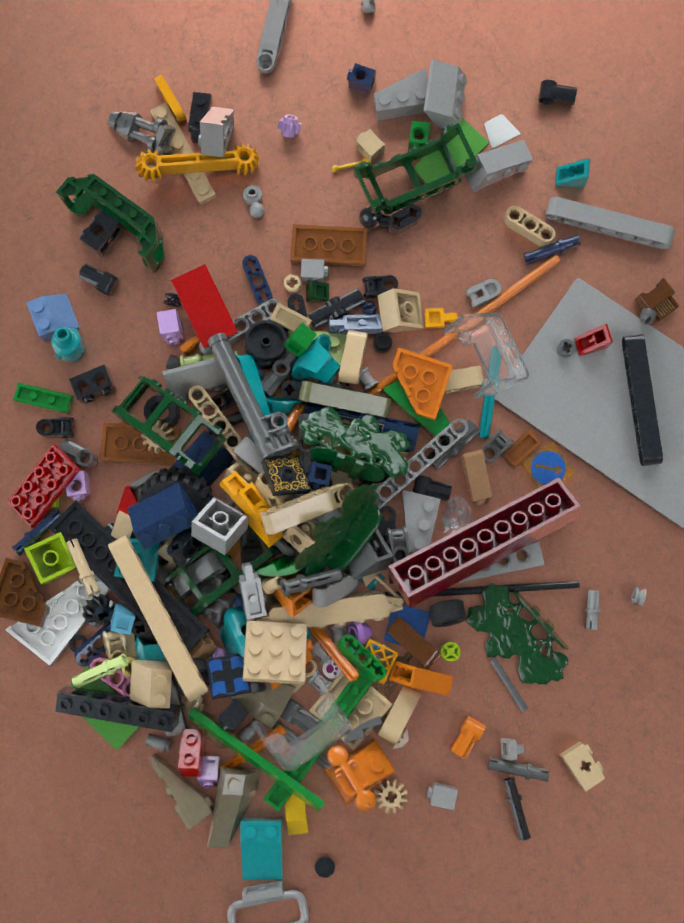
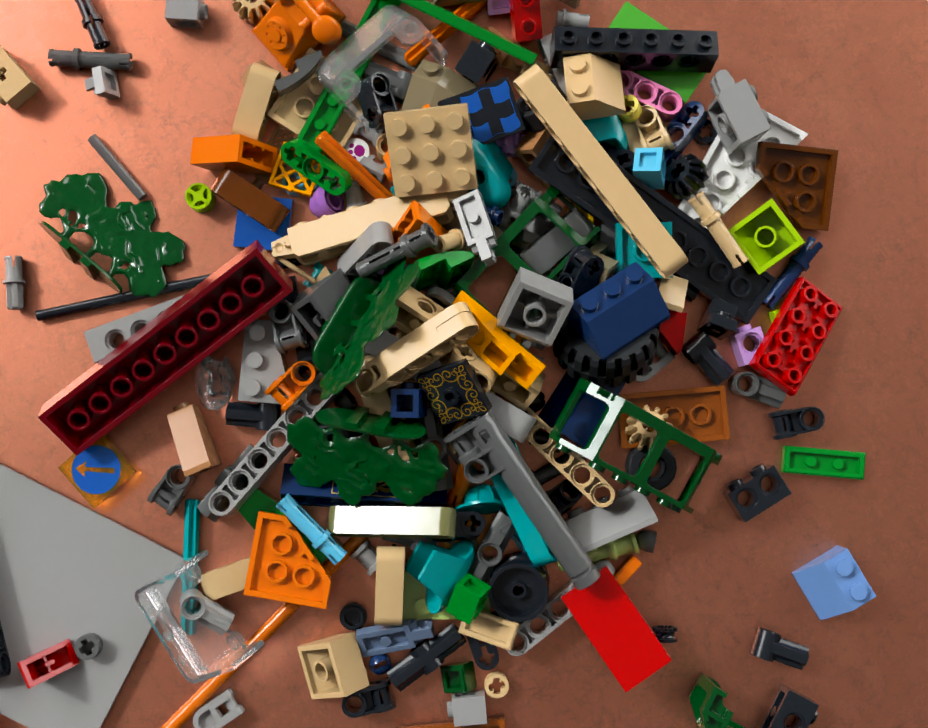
camera: 160 degrees right, 5 degrees up
(53, 649) = (736, 112): none -> light grey hinge
(67, 344) = (803, 544): teal piece -> none
(94, 506) = (719, 319): none -> black slope
(107, 667) = (660, 98): yellowish green pin -> none
(111, 486) = (702, 352): none -> black piece
(171, 326) = (659, 591): lavender brick -> none
(248, 732) = (455, 52): light grey pin -> none
(249, 546) = (491, 290): dark grey slope -> none
(257, 266) = (550, 702): dark blue beam -> none
(309, 700) = (376, 98): none -> black piece
(395, 395) = (316, 534): none -> medium azure pin
(401, 502) = (290, 385): none -> orange piece
(436, 318) = (280, 664): light orange plate -> none
(447, 613) = (208, 246): black tyre -> none
(470, 733) = (160, 95): orange piece -> none
(480, 358) = (208, 613): none -> light grey piece
(521, 449) = (136, 491): dark orange tile -> none

